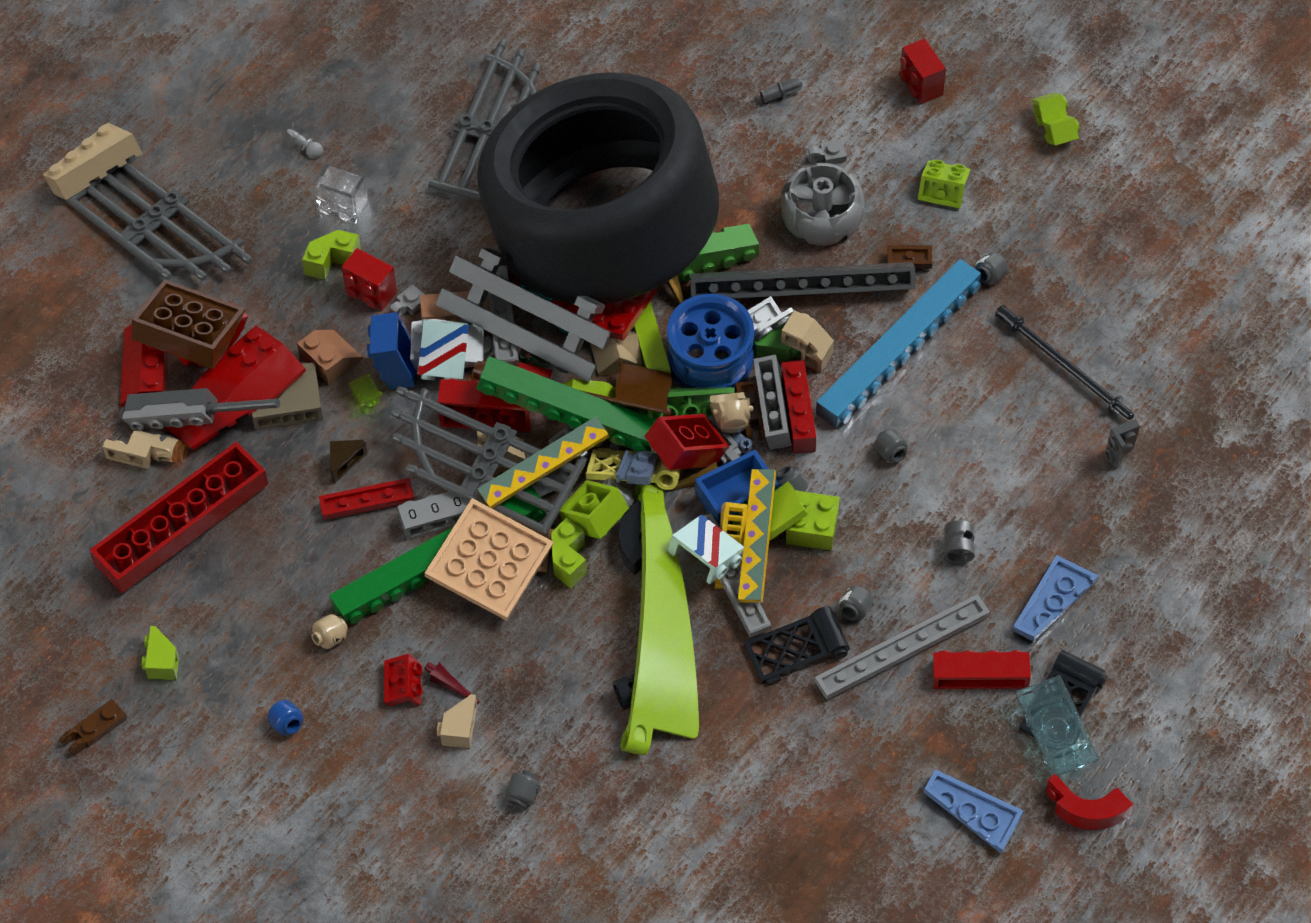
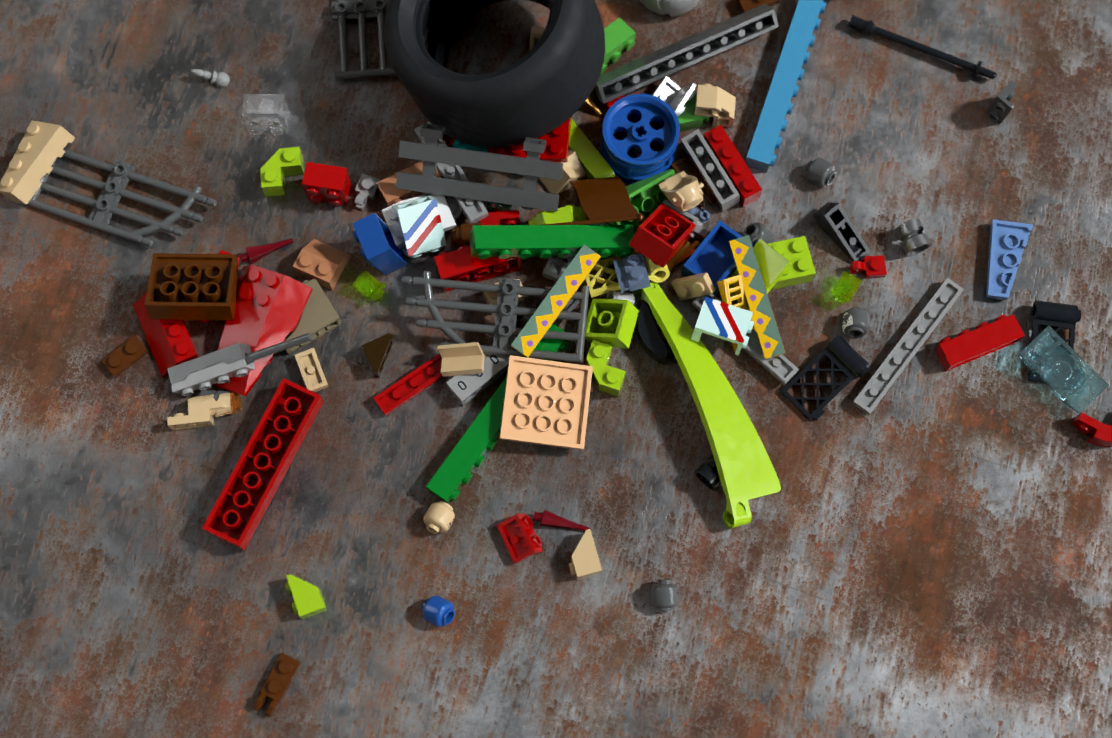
camera: 25 degrees left, 15 degrees up
(93, 373) = (125, 356): none -> reddish brown plate
(270, 322) = (258, 252): none -> dark red piece
(270, 449) = (311, 370): none -> tan plate
(423, 486) = (461, 359): none -> tan panel
(697, 504) = (693, 286): none -> tan plate
(862, 566) = (846, 287): none -> clear neon green bracket
(886, 511) = (841, 231): none -> black slope
(902, 557) = (871, 266): none -> red plate
(979, 811) = (1033, 466): medium blue wing -> none

